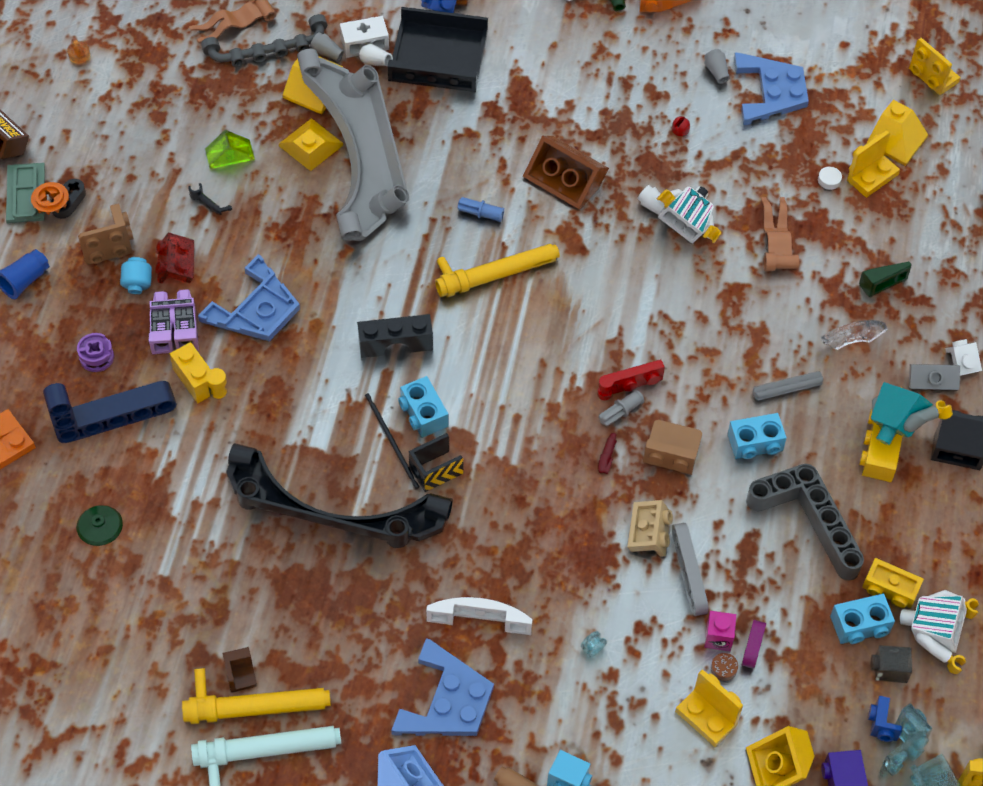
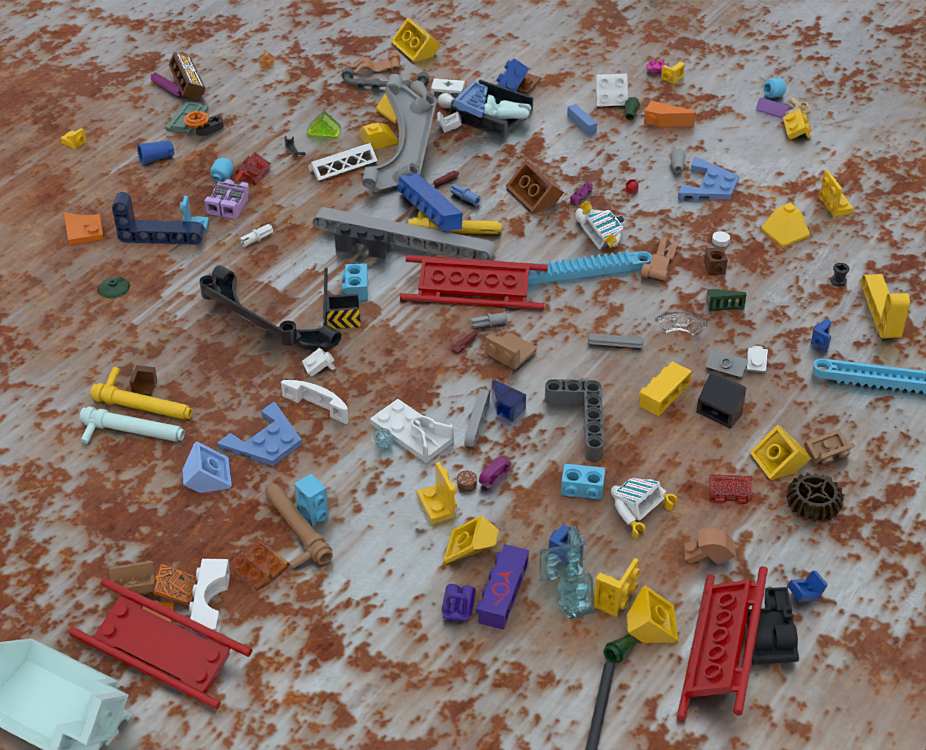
camera: 25 degrees right, 15 degrees down
(94, 351) = (170, 200): medium lavender wheel -> none
(108, 241) = (215, 145): medium nougat bracket -> none
(148, 375) = (185, 208): none -> medium azure bracket
(197, 375) = (224, 227): yellow hinge -> none
(246, 372) = (256, 235): none -> white axle
(262, 311) = (287, 208): medium blue wing -> none
(283, 202) = (342, 158): none -> white fence
(397, 90) = (450, 122): none -> white bracket
(413, 48) = (472, 99): none -> medium blue wing
(442, 184) = (448, 177): none -> dark red piece
(442, 305) = (410, 235): none -> light grey beam
(447, 554) = (317, 361): none -> white bracket
(453, 244) = (430, 202): none -> blue brick
(462, 48) = (506, 109): none -> light aqua piece
(562, 30) = (582, 118): none -> medium blue piece
(569, 352) = (474, 278): none -> red piece
(619, 616) = (414, 431): none -> white plate
(625, 158) = (581, 193): none -> magenta axle
(630, 379) = (510, 304): red plate -> none
(650, 527) = (465, 388): tan bracket -> none
(689, 282) = (590, 267): none -> medium azure gear
(710, 529) = (507, 400): none -> clear blue slope
(720, 631) = (475, 456): dark pink brick -> none
(755, 431) = (573, 359): medium azure brick -> none
(844, 218) = (715, 261): none -> reddish brown brick
(870, 167) = (752, 235): yellow bracket -> none
(892, 664) = (588, 513): clear smoke brick -> none
(893, 582) = (618, 467): yellow bracket -> none
(903, 412) = (678, 362): teal torso -> none

